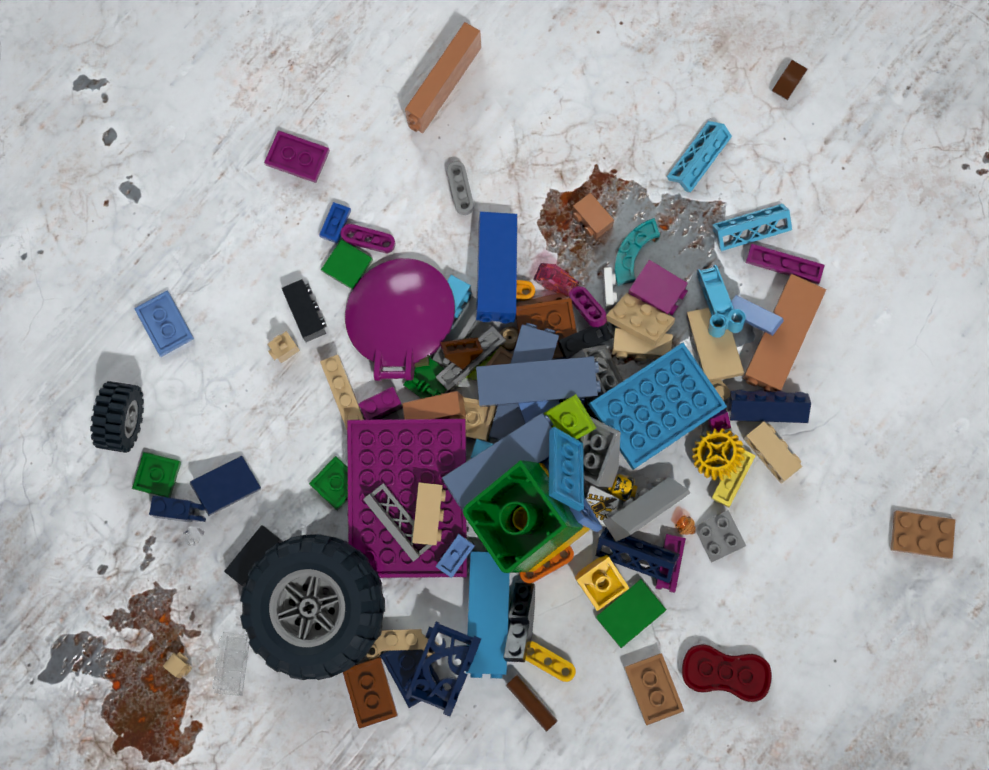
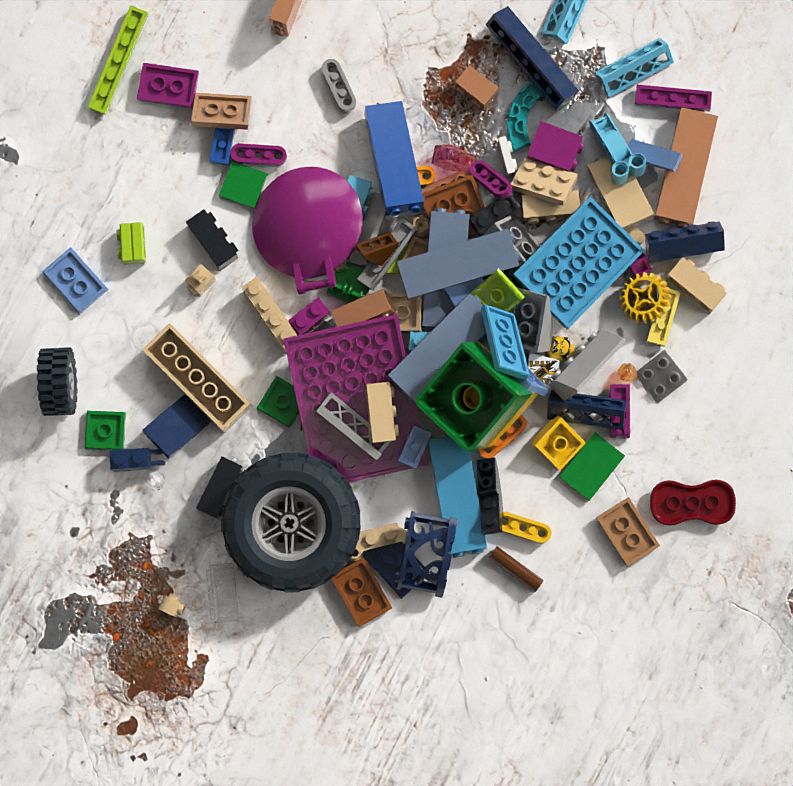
camera: 15 degrees left, 5 degrees up
(226, 298) = (132, 243): none -> lime brick
(255, 124) = (118, 60): none -> lime plate
(256, 442) = (197, 378): none -> tan brick
(341, 190) = (221, 111): none -> medium nougat plate
(653, 198) = (532, 57): none -> dark blue brick

